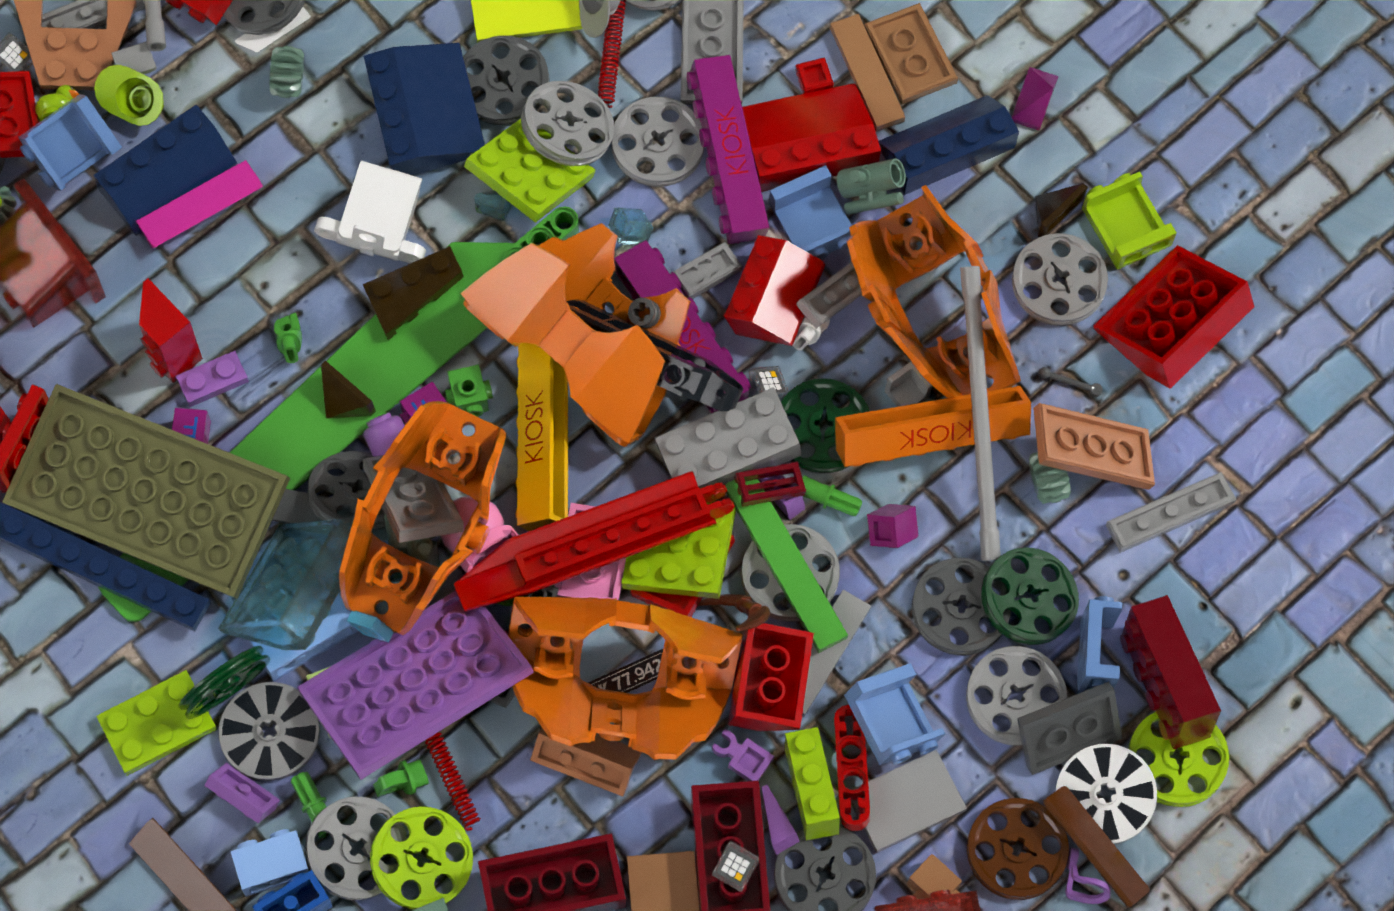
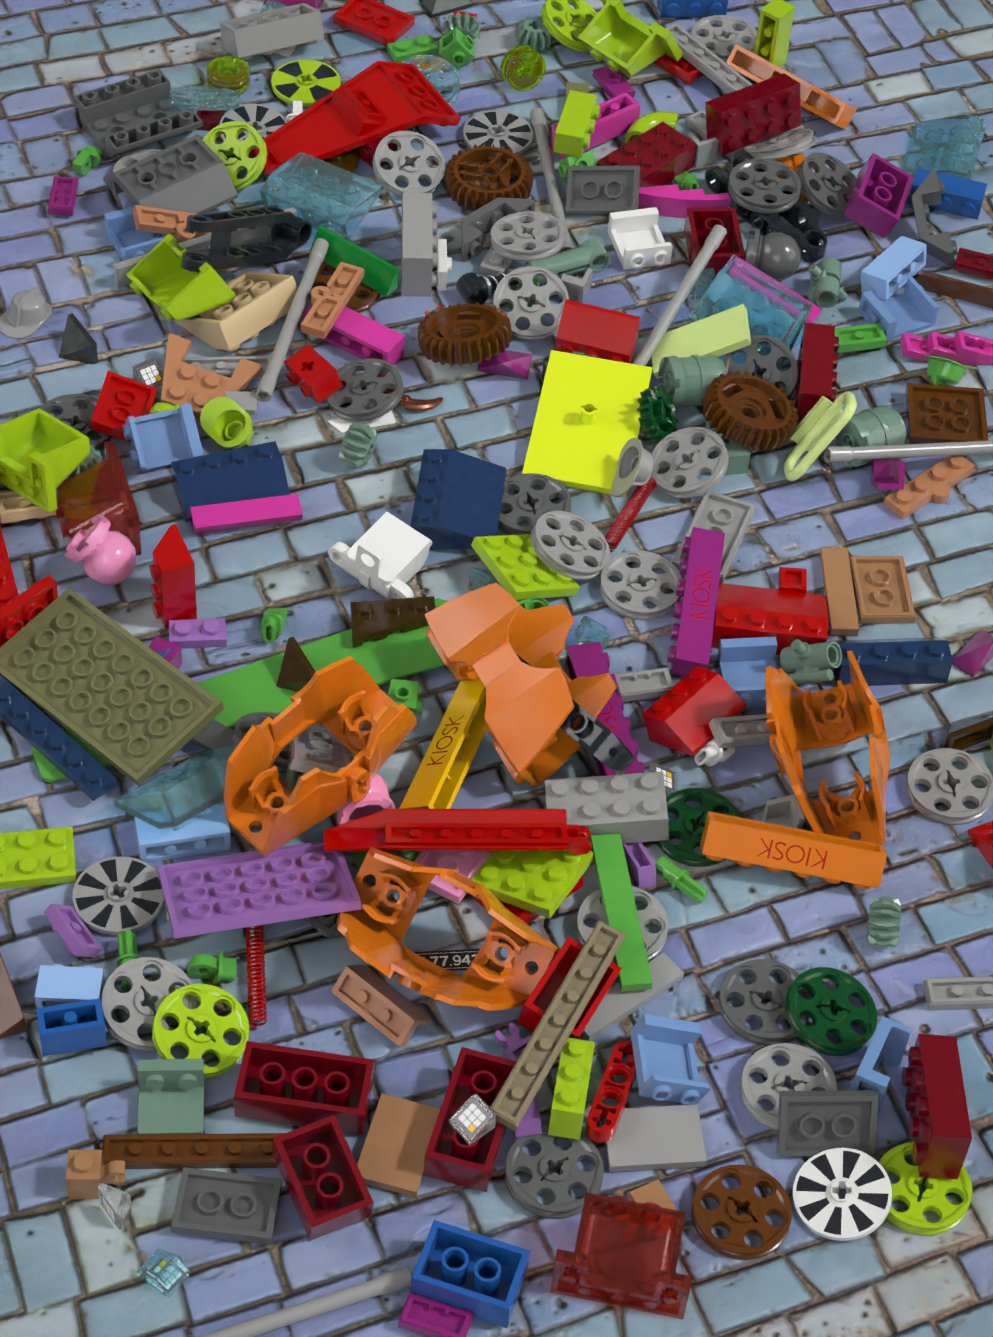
camera: 20 degrees right, 20 degrees down
(69, 321) = (105, 554): none -> bright pink tile
(224, 682) = (98, 837): dark green wedge -> none
(370, 626) = (239, 837): medium azure tile -> none
(639, 305) = (577, 690): dark grey bush -> none
(756, 613) = (568, 931): copper piece -> none
(774, 495) = (630, 850): dark red tile -> none
(776, 725) = (556, 1025): none -> dark tan tile
(892, 525) = (728, 918): magenta panel -> none
(972, 300) = (812, 948): light grey piece -> none
(1073, 875) = (784, 1272): medium lavender piece -> none
(1093, 446) = (932, 909): nougat tile -> none
(1095, 389) = (951, 878): dark grey hinge -> none
(1096, 846) = (816, 1232): reddish brown slope -> none

